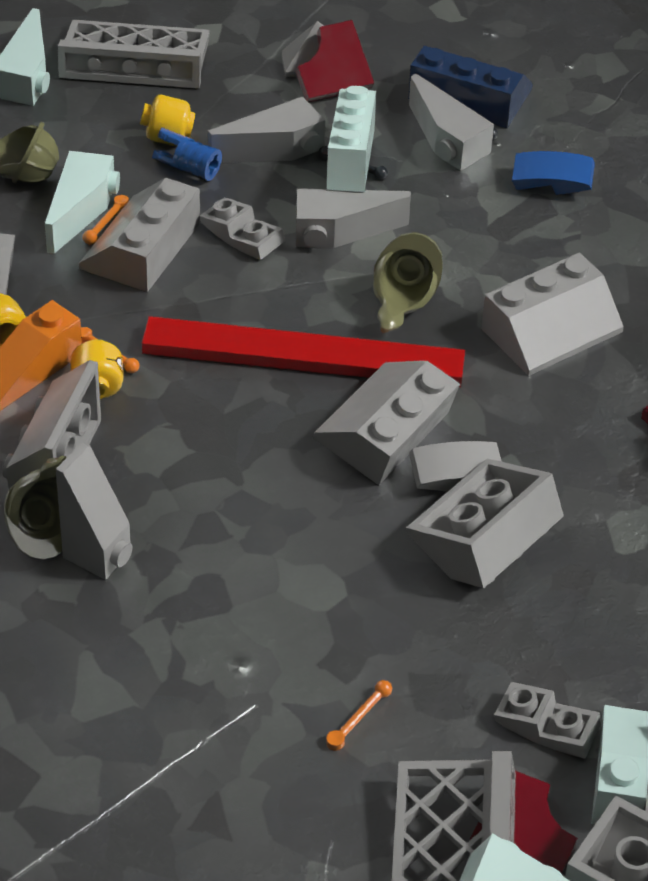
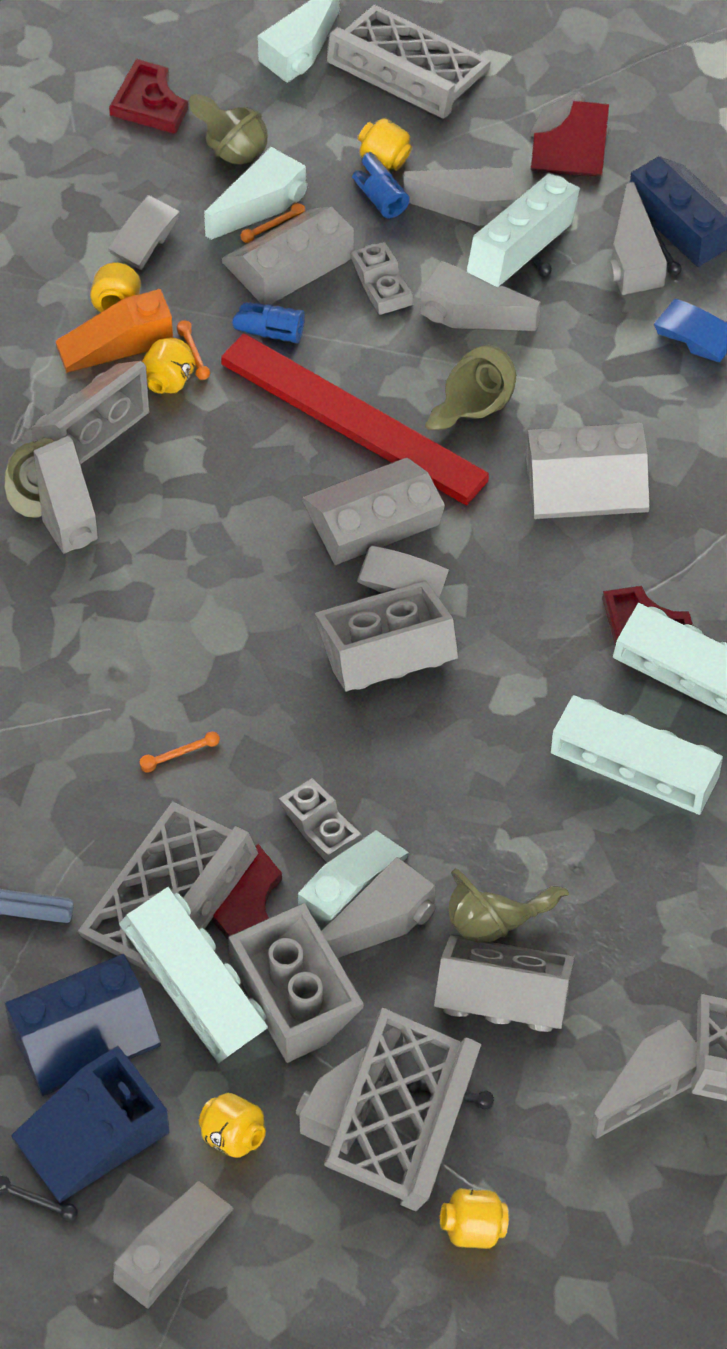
camera: 30 degrees right, 10 degrees up
(167, 297) = (270, 321): none -> blue hinge

